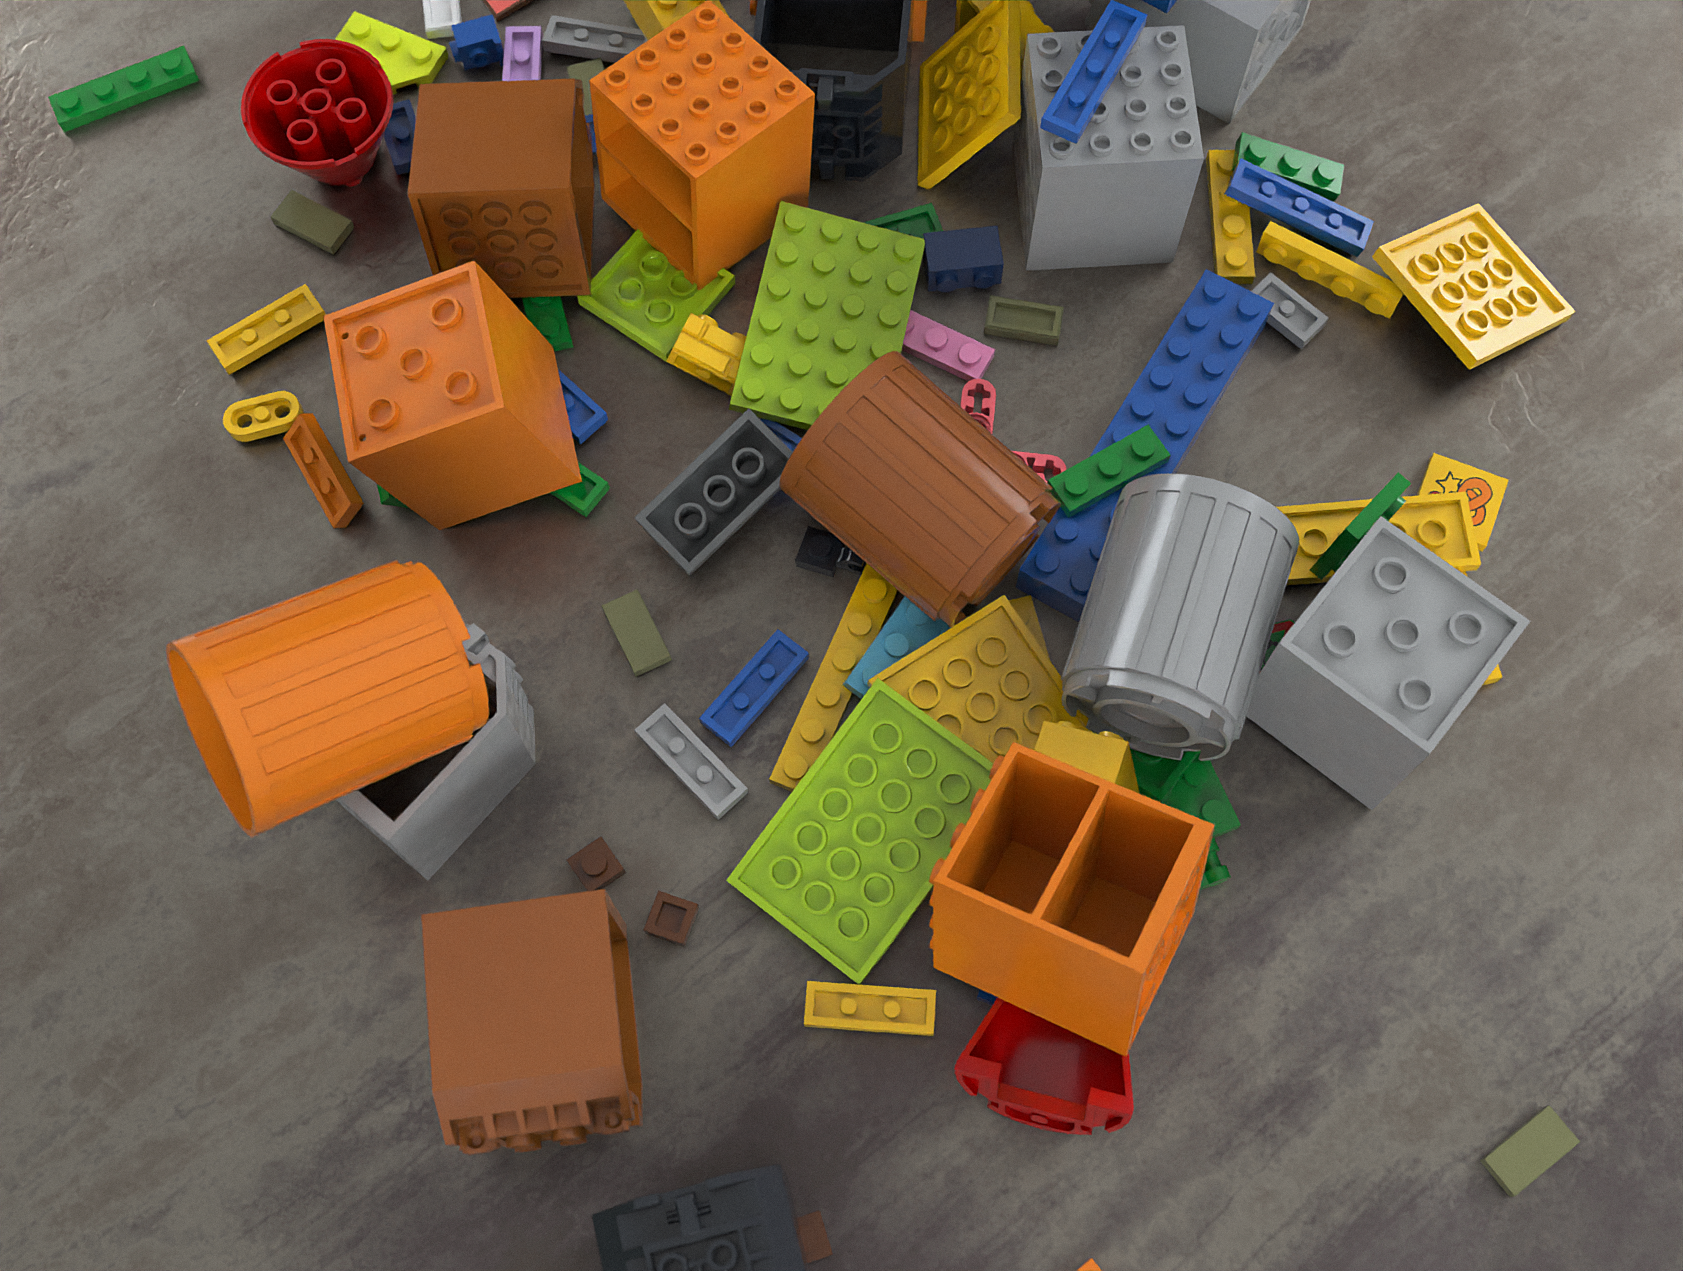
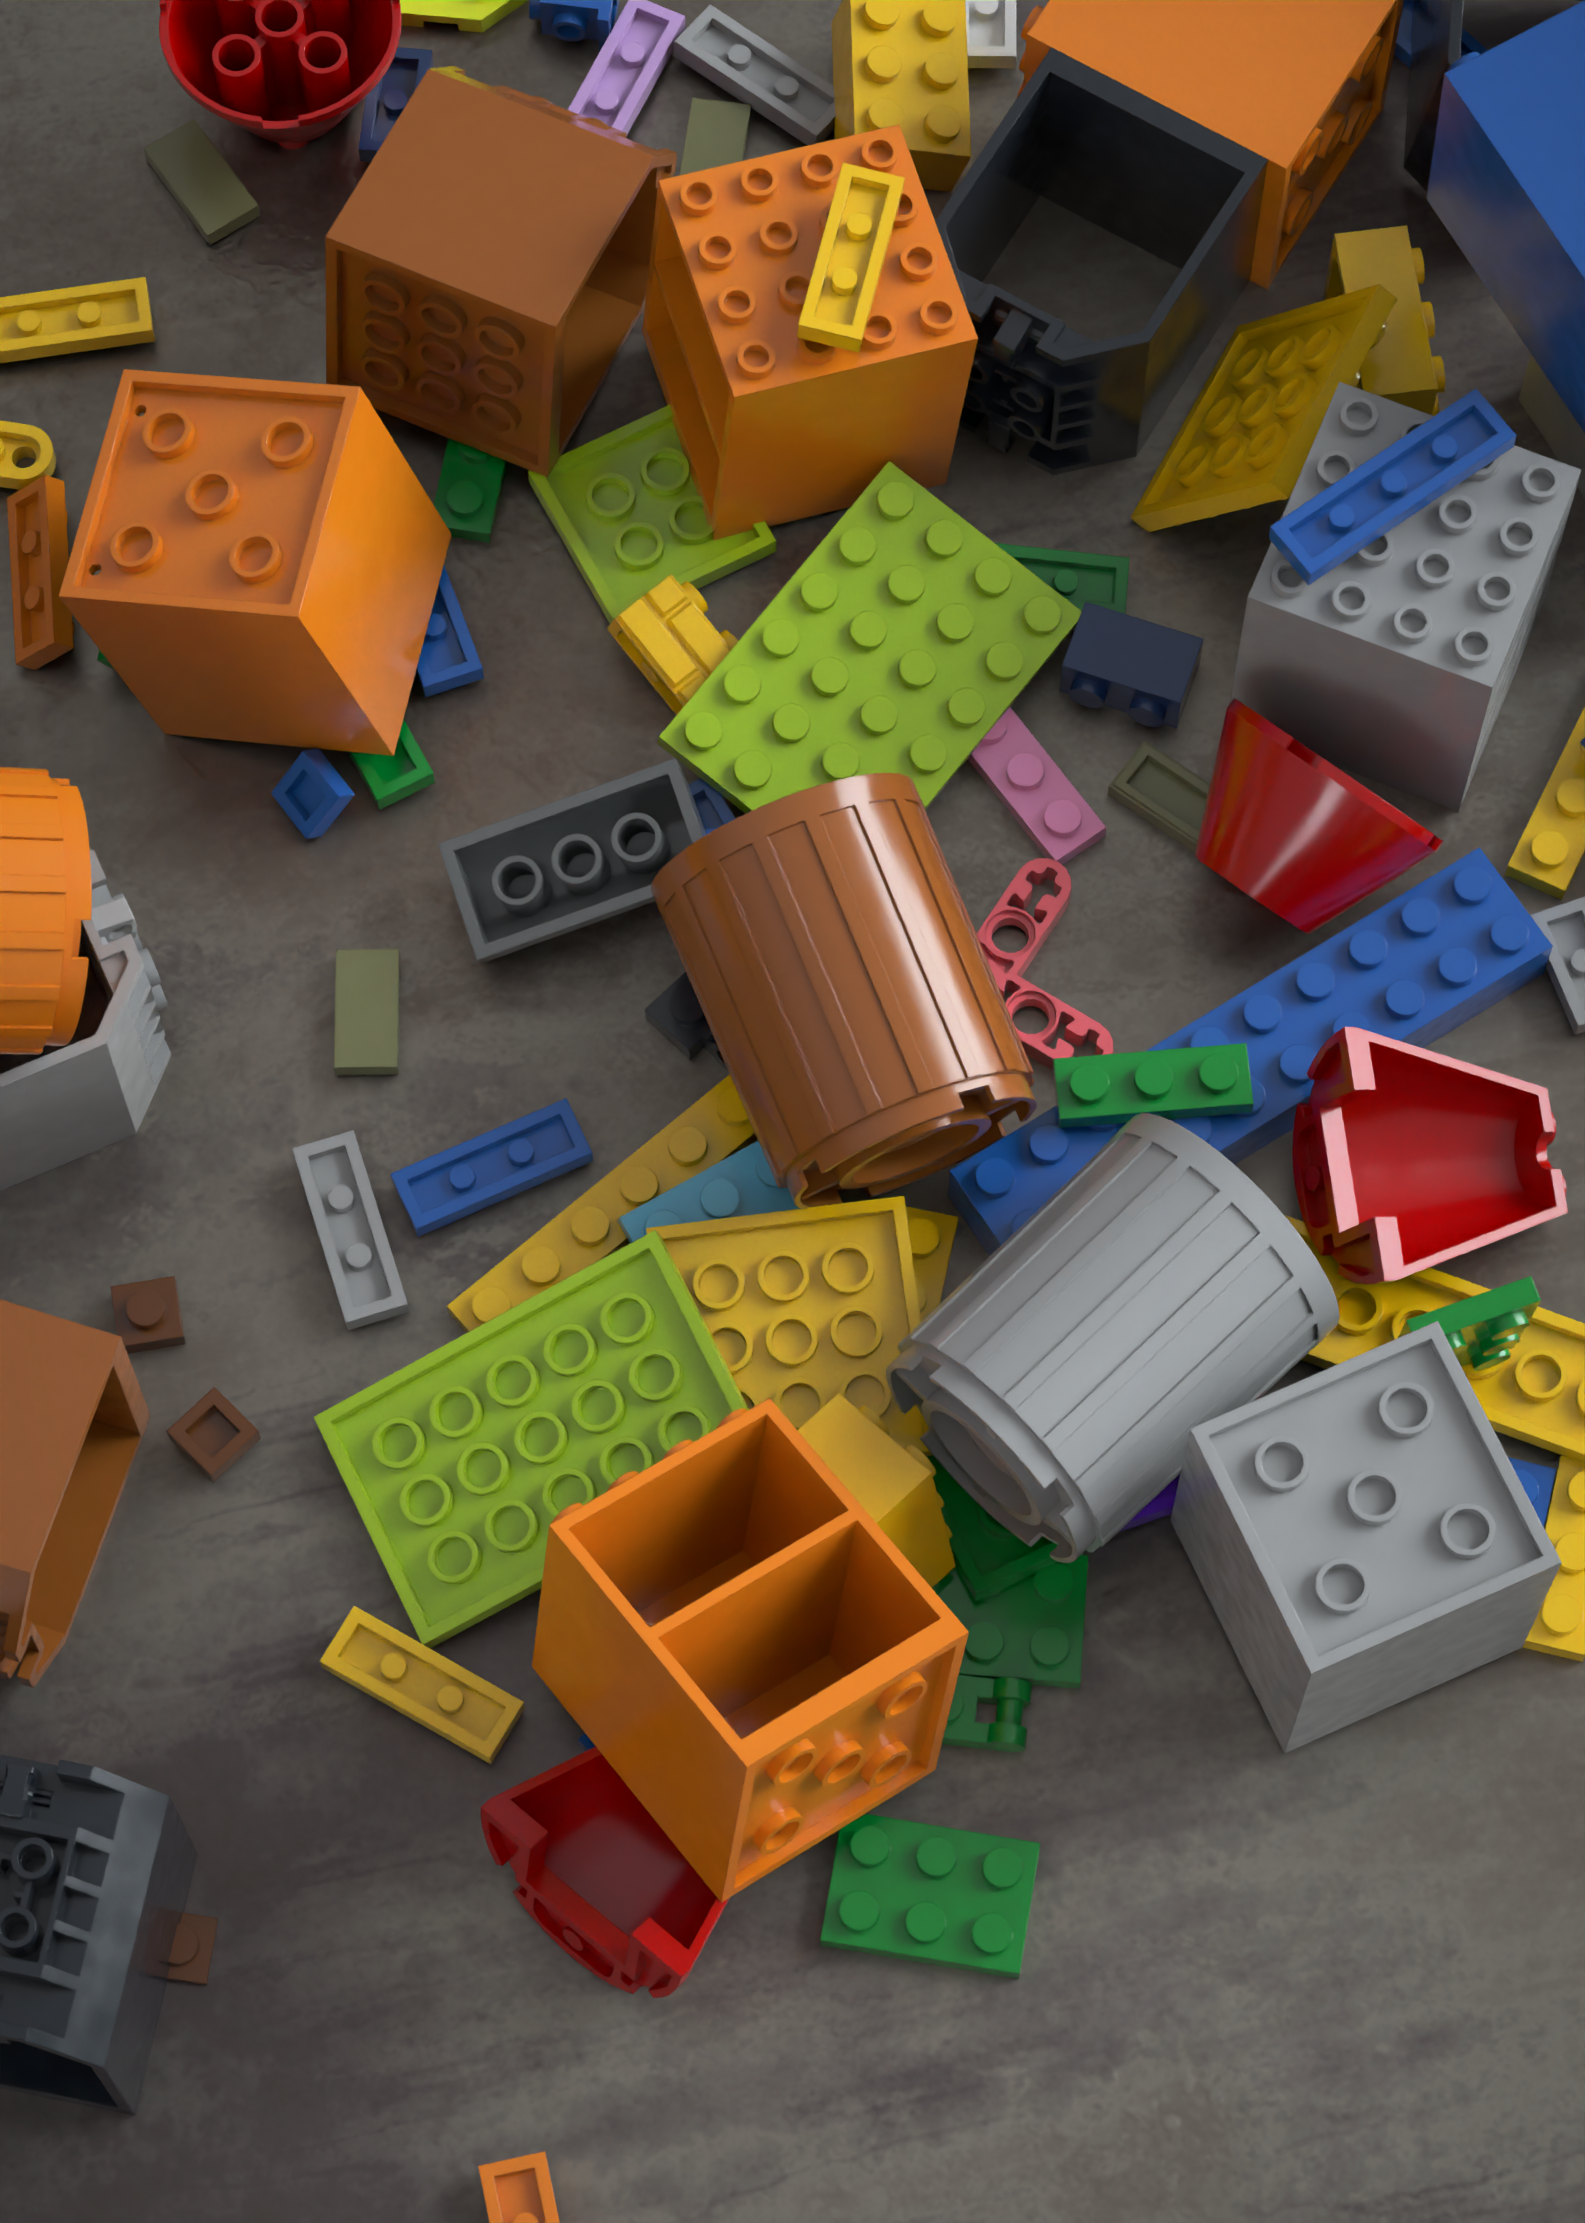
camera: 25 degrees right, 0 degrees up
(543, 524) = (312, 793): none -> blue plate
(724, 73) = (850, 257): none -> yellow plate
(1109, 295) = (1298, 826): none -> red cone
(1226, 989) = (931, 1895): none -> green plate
(1269, 441) = (1417, 1156): none -> red cone

